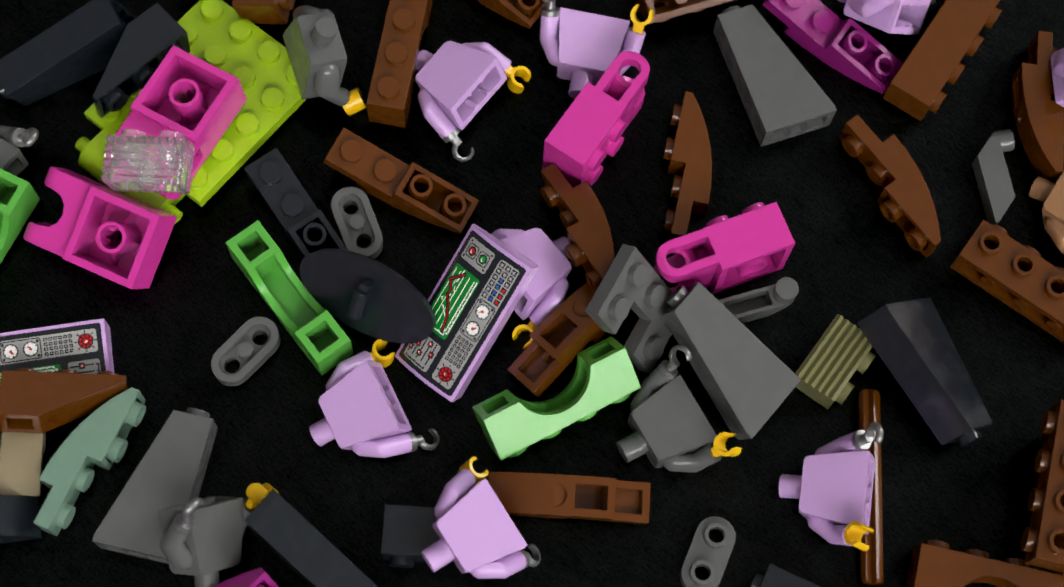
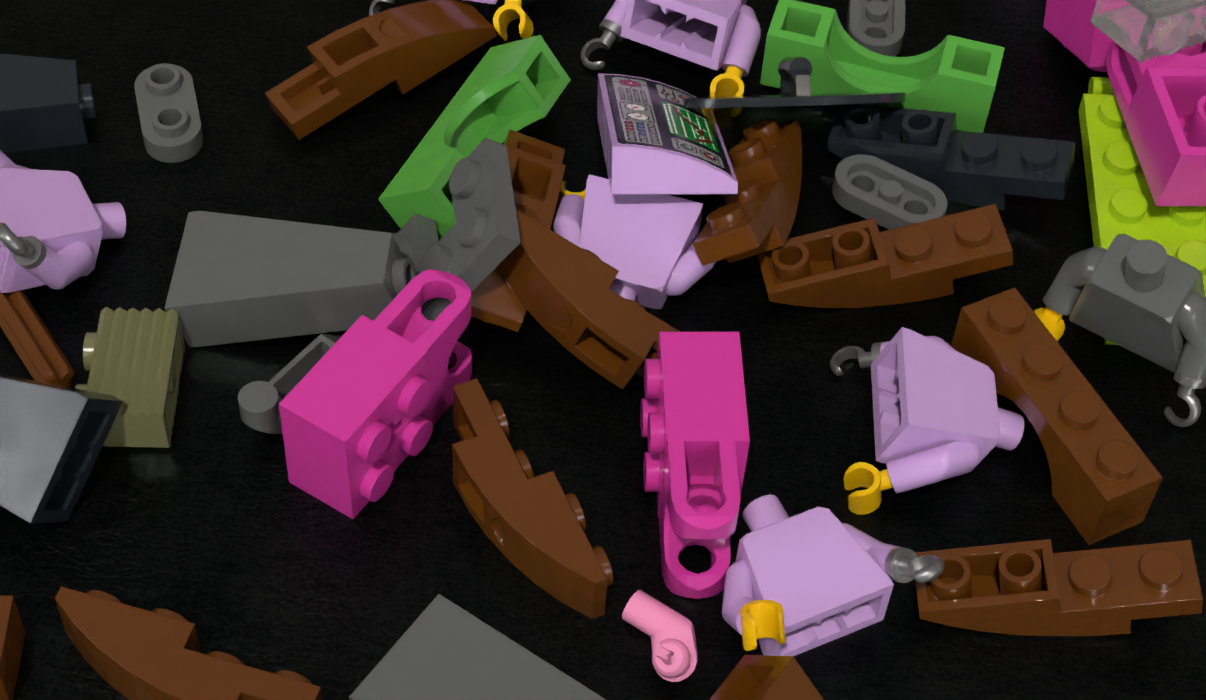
camera: 145 degrees right, 20 degrees down
(433, 252) = (767, 197): none -> reddish brown slope
(665, 68) = (670, 633): none -> bright pink arm
(671, 424) = (301, 180): dark grey torso -> none

